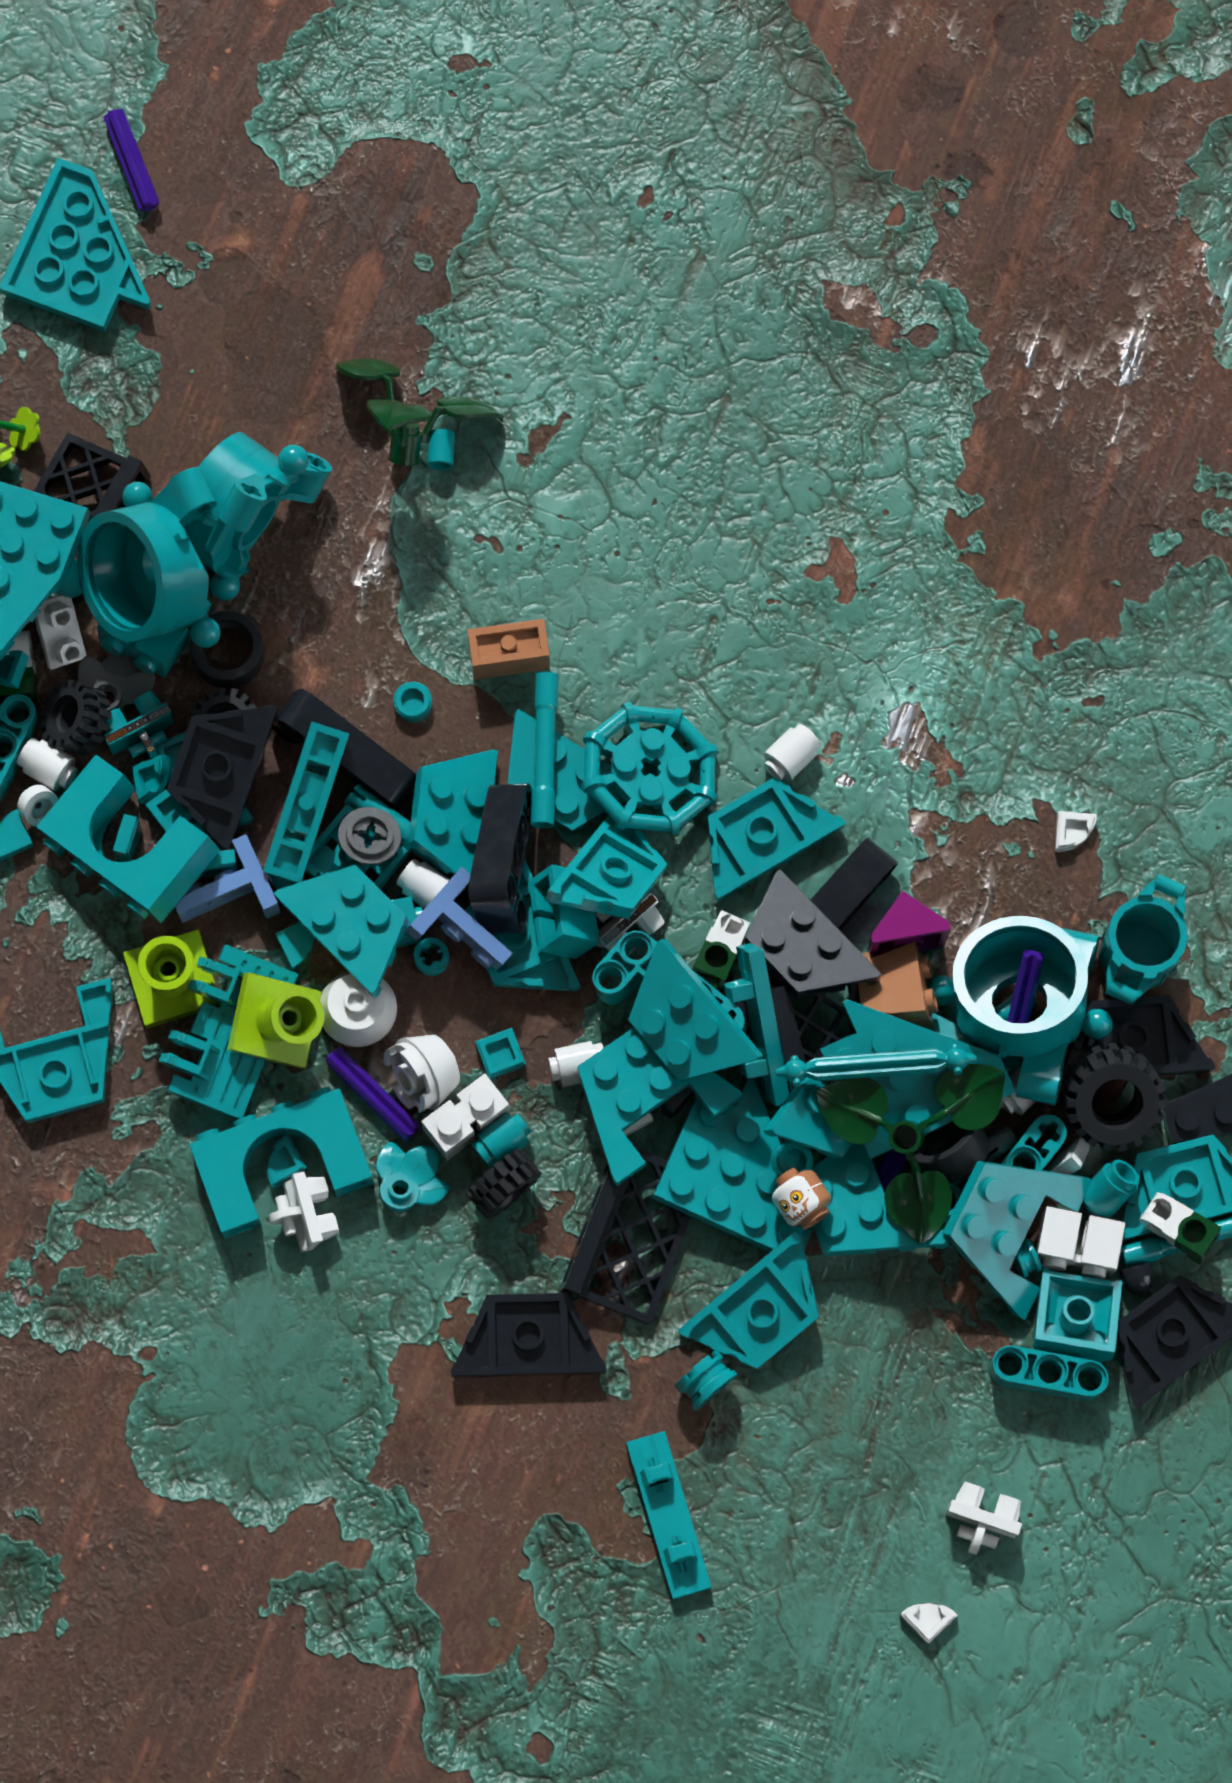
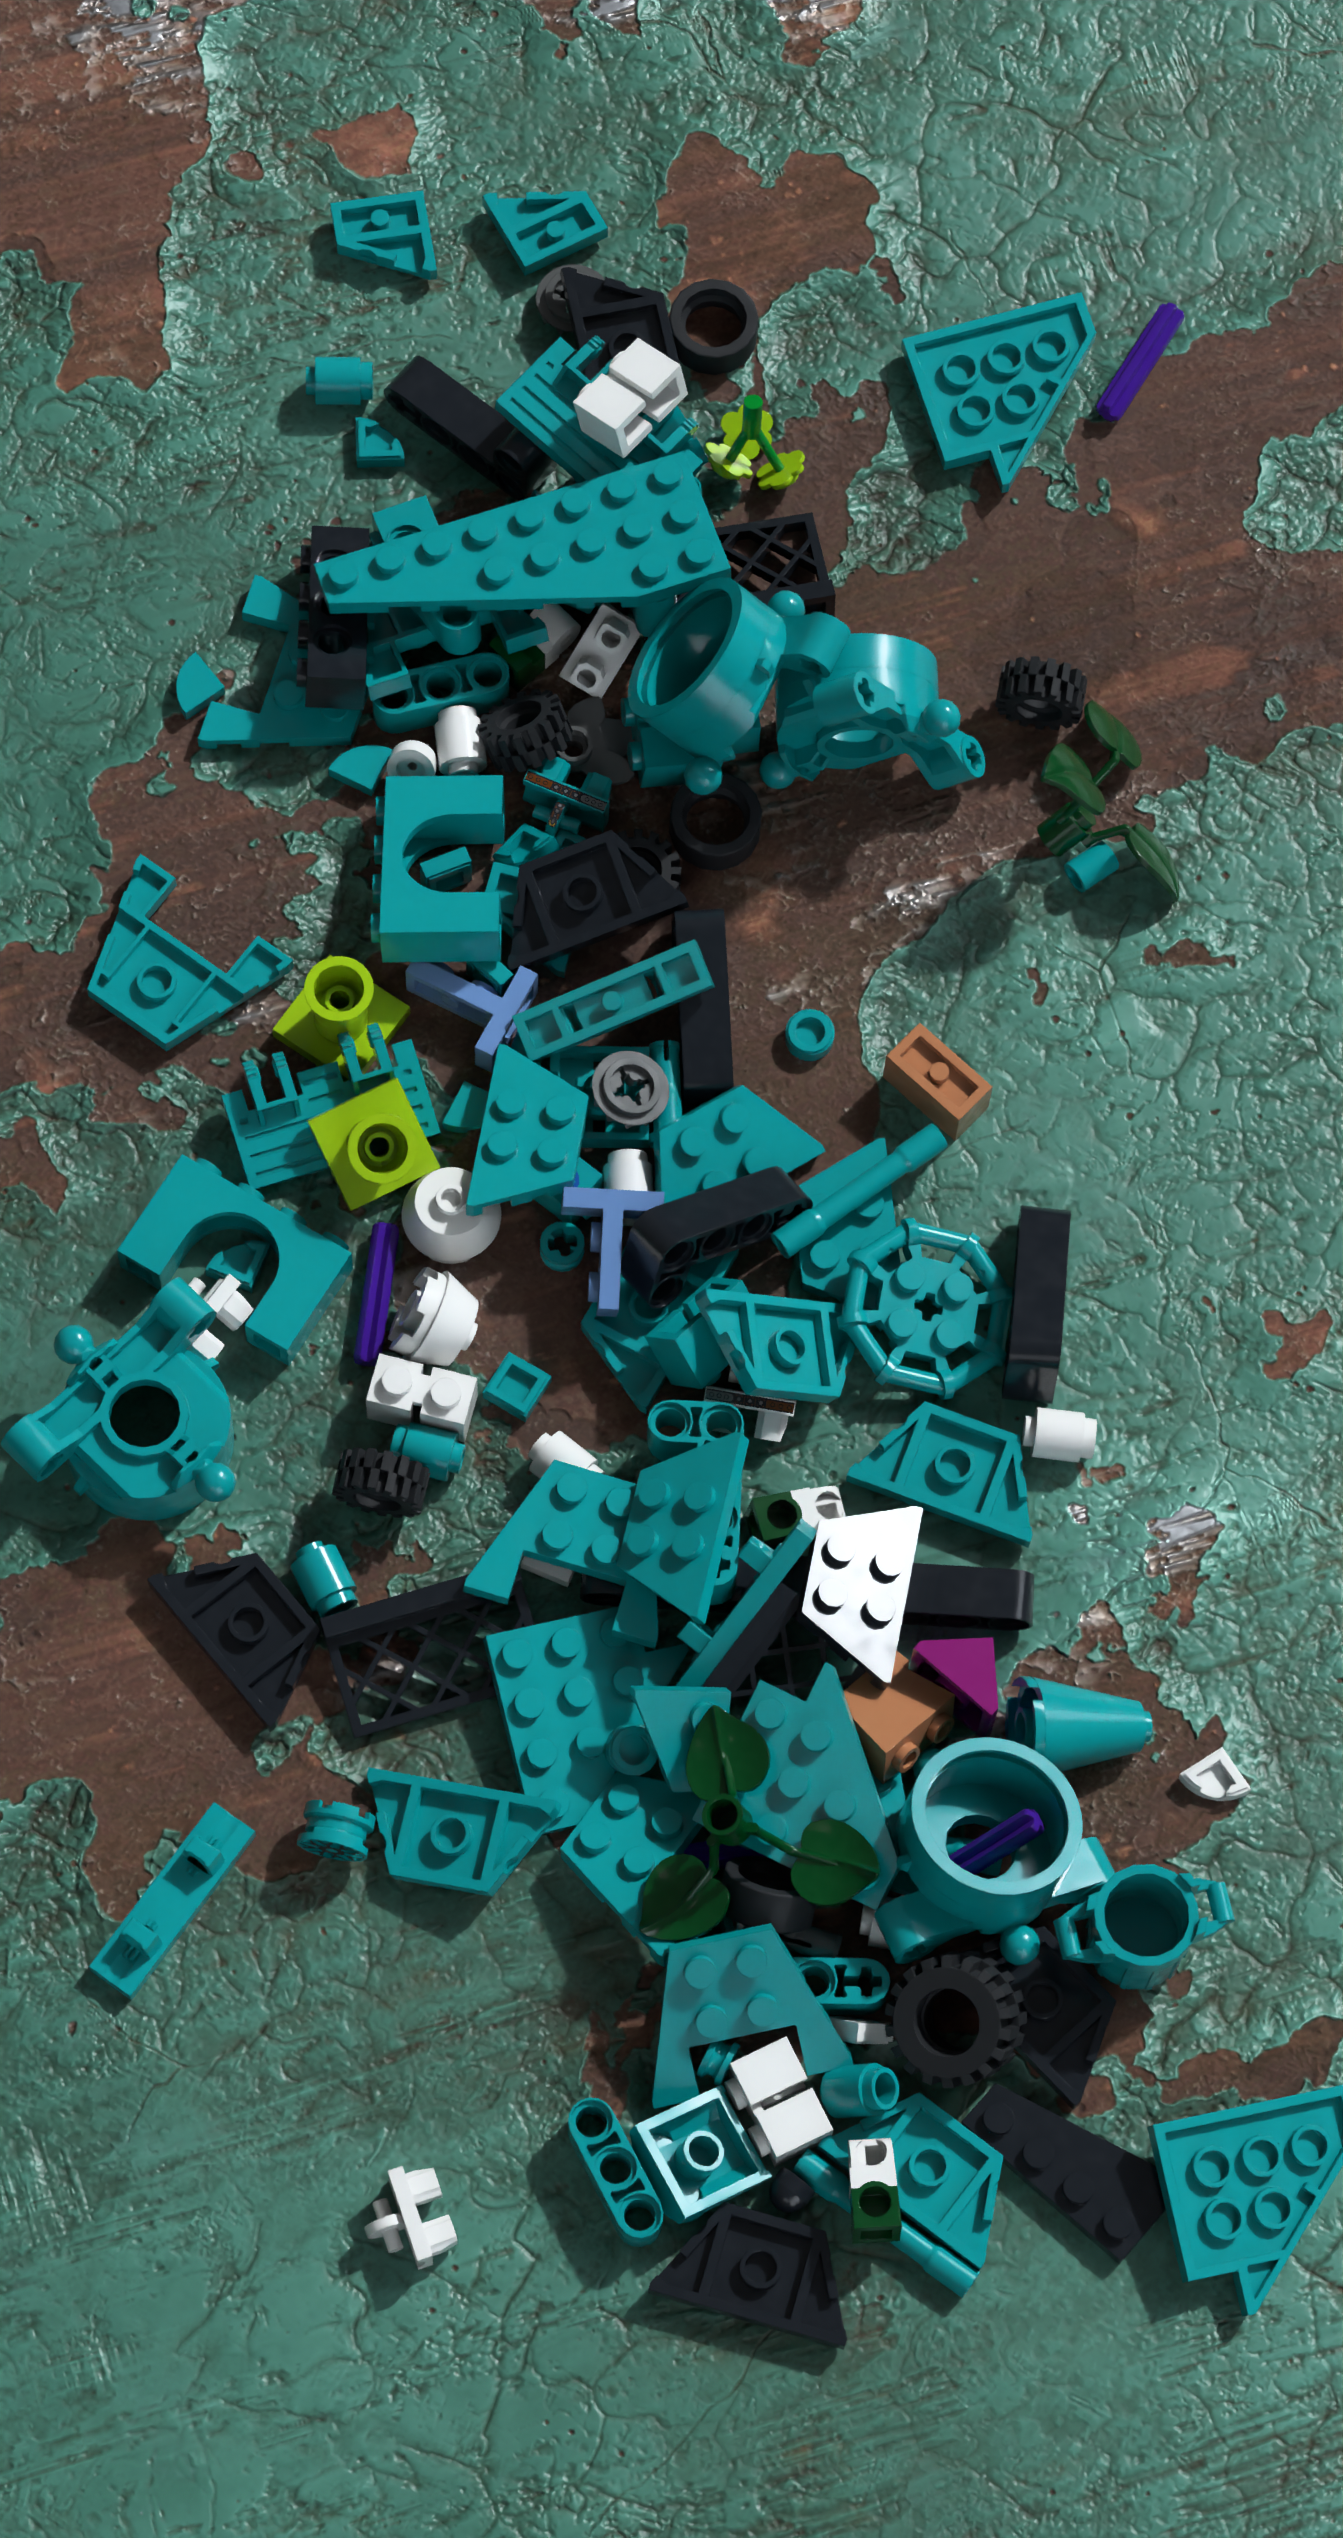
camera: 50 degrees right, 5 degrees down
(307, 389) = (1041, 693): none -> black tyre
(323, 1342) = (77, 1427): none -> teal piece
(413, 1172) = (327, 1393): teal plate -> none
(536, 1266) = (324, 1579): none -> teal brick
(701, 699) = (1037, 1305): none -> black beam
(801, 1198) = (595, 1781): head -> none
(875, 1065) = (785, 1743): teal wheel -> none
(928, 1619) = (265, 2242): white tile -> none
(980, 887) = (1075, 1723): none -> teal cone

